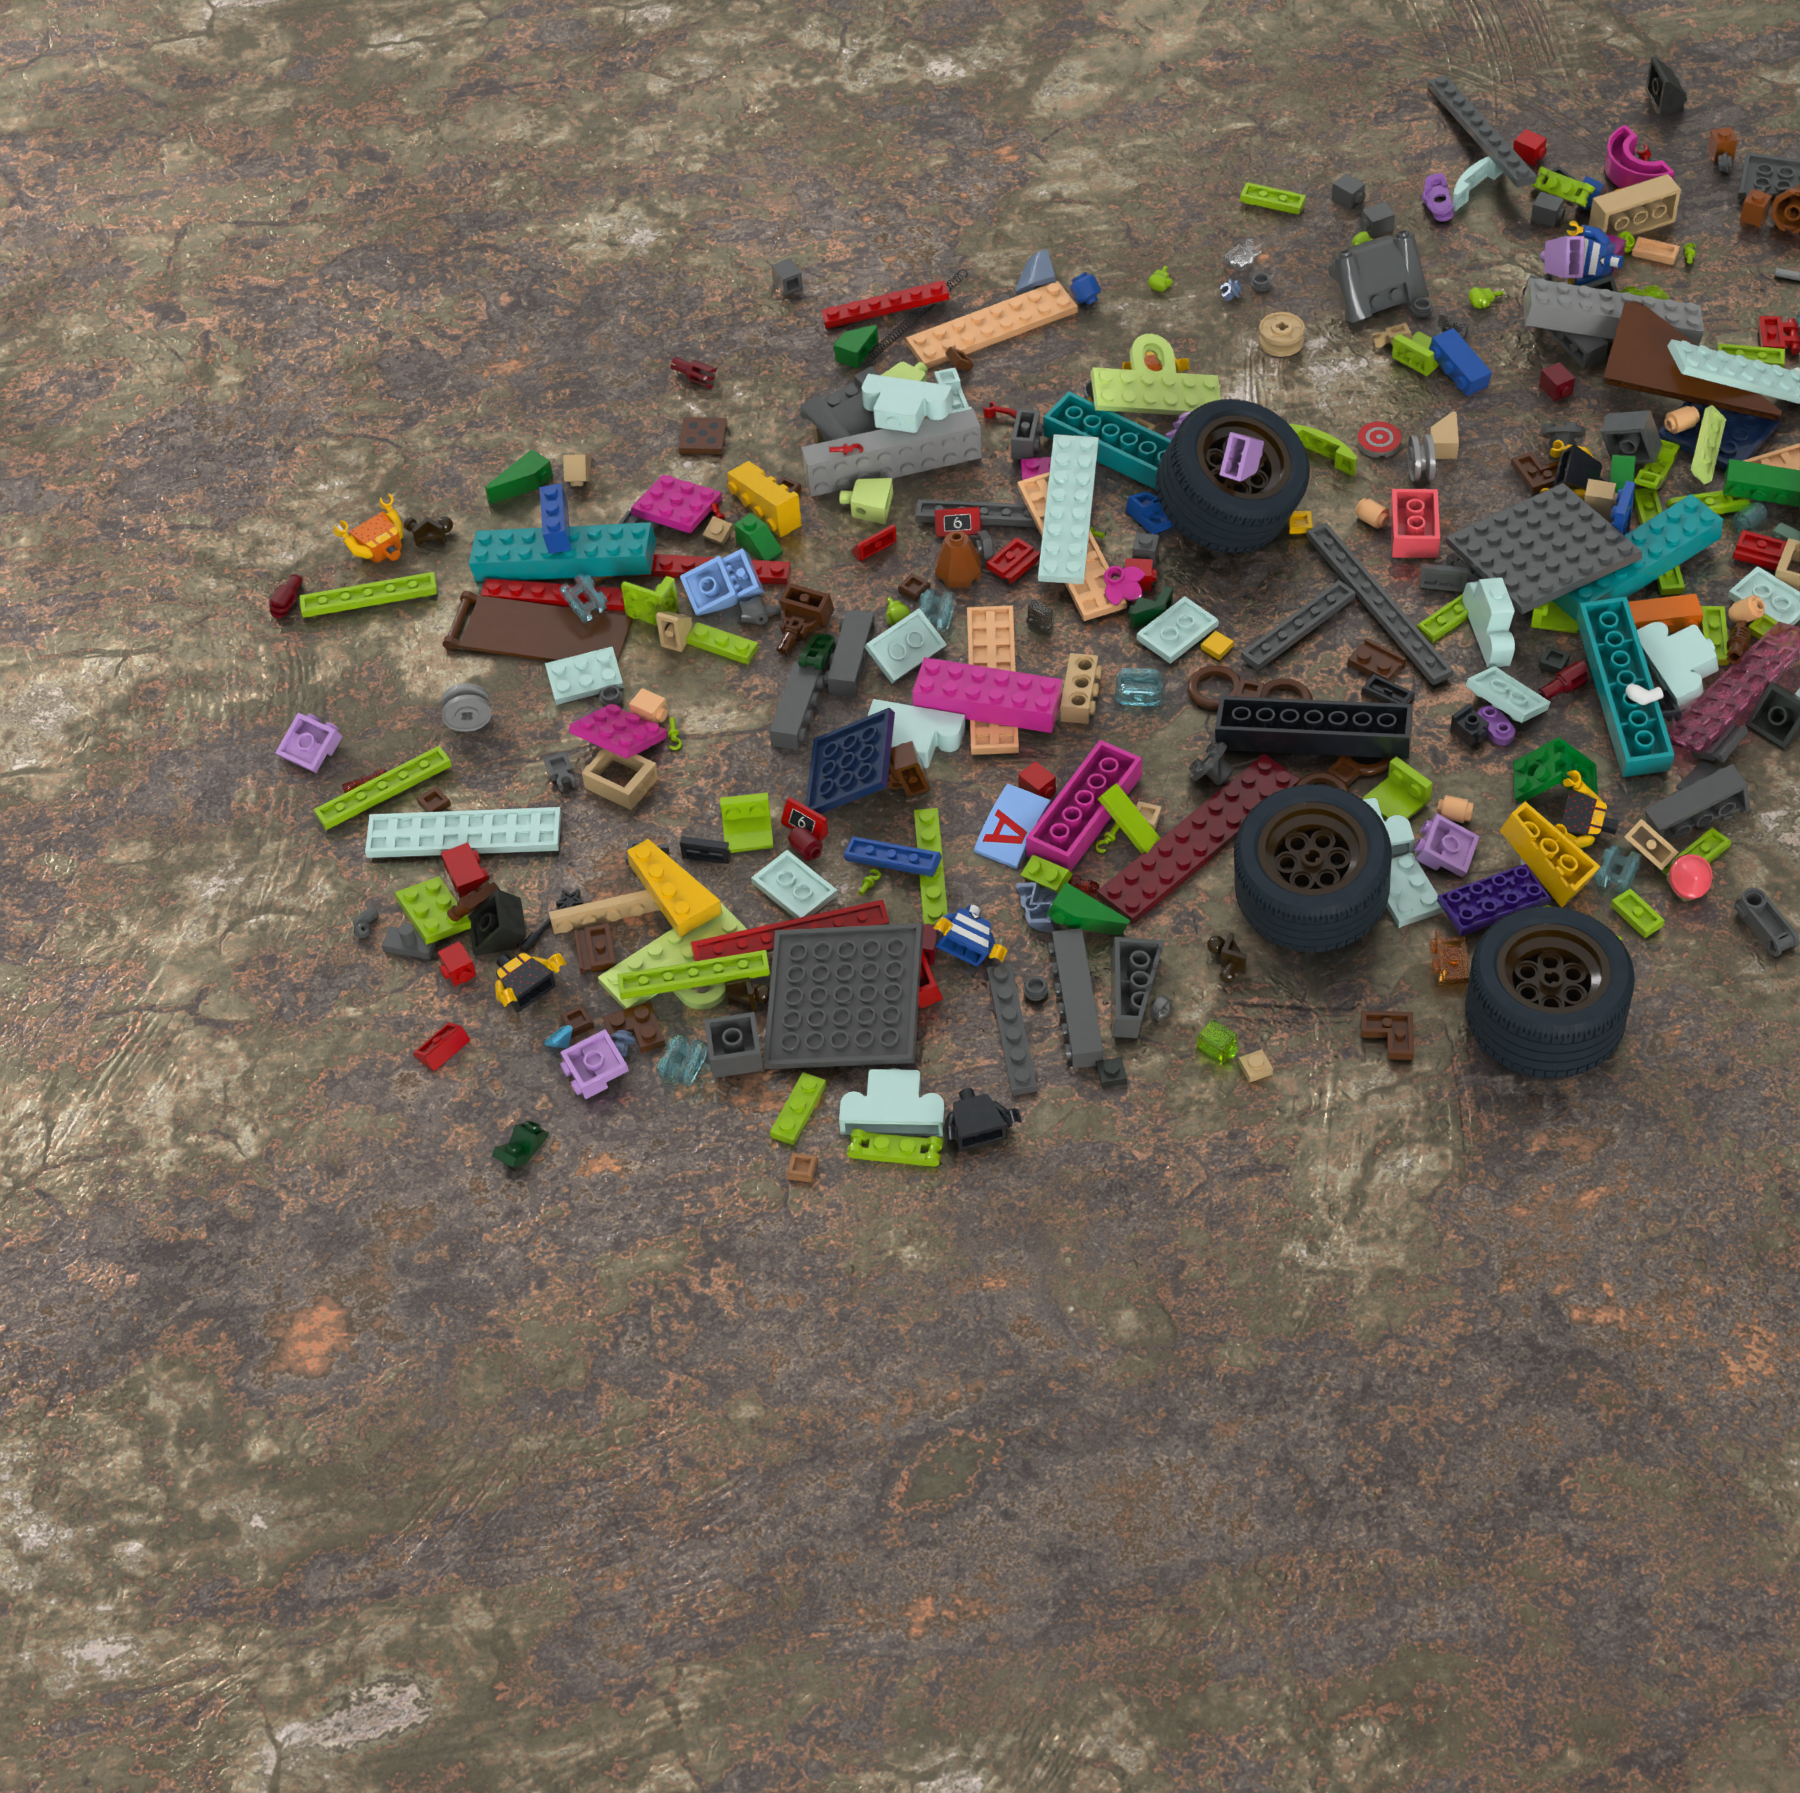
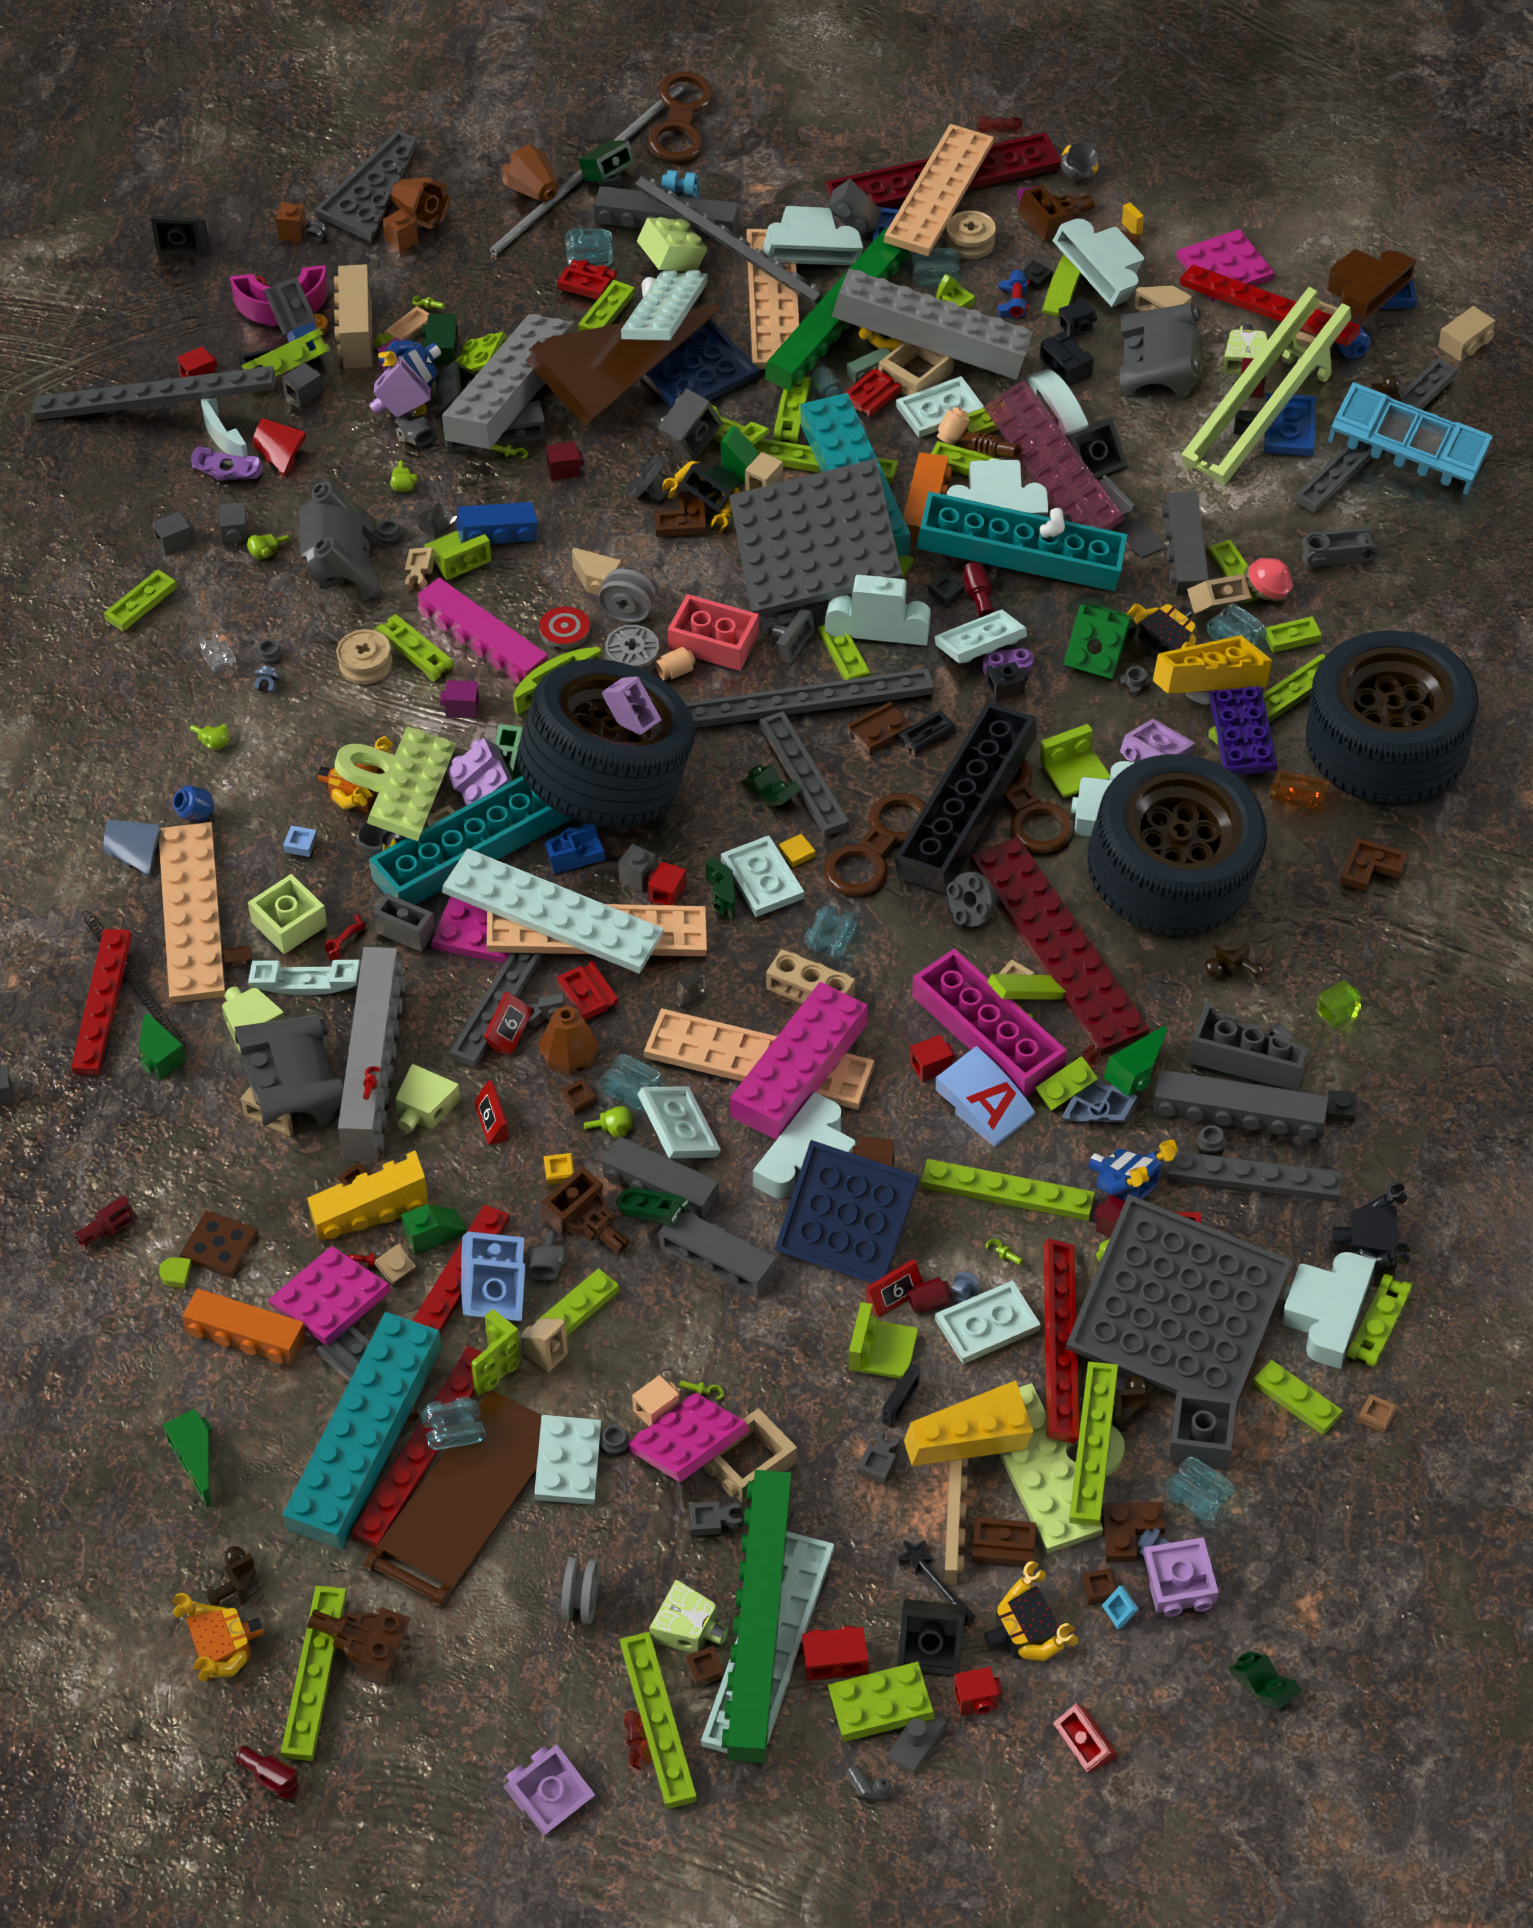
camera: 75 degrees left, 0 degrees up
(395, 612) = (366, 1639): none -> reddish brown brick
(468, 778) = (686, 1621): none -> yellowish green torso
(471, 901) = (896, 1644): reddish brown plate -> none
(475, 812) = (758, 1617): none -> green brick
(555, 518) = (337, 1406): blue brick -> none
(577, 468) = (210, 1386): tan slope -> none
(632, 466) = (244, 1327): none -> orange brick
(670, 421) = (175, 1272): none -> lime tile
(824, 862) = (966, 1285): none -> sand blue plate
(843, 596) = (558, 1168): none -> yellow tile
(892, 856) = (983, 1217): blue tile -> none
(904, 402) = (326, 1005): light aqua brick -> none
(1004, 370) = (287, 914): none -> yellowish green brick
(1082, 358) = (300, 841): none -> light blue plate
(1124, 587) = (687, 896): dark pink plate -> none
(1255, 1065) = (1373, 984): tan plate -> none
(1269, 397) = (461, 699): none -> magenta brick
(1275, 607) = (768, 785): none -> dark green slope
(1308, 359) = (415, 647): none -> lime plate
(1344, 387) = (479, 630): none -> dark pink brick
(1370, 481) = (633, 646): none -> light grey wheel
(1455, 809) = (1111, 725): light nougat brick -> none
(1476, 218) = (278, 444): none -> red slope
(1552, 349) = (508, 451): none -> lime hand
(1613, 165) = (289, 305): none -> dark grey plate
(1623, 511) = (803, 456): blue plate -> none
(1648, 270) = (442, 331): none -> dark green brick
(1681, 419) = (678, 380): light nougat brick -> none
(1708, 444) = (715, 372): yellowish green plate -> none

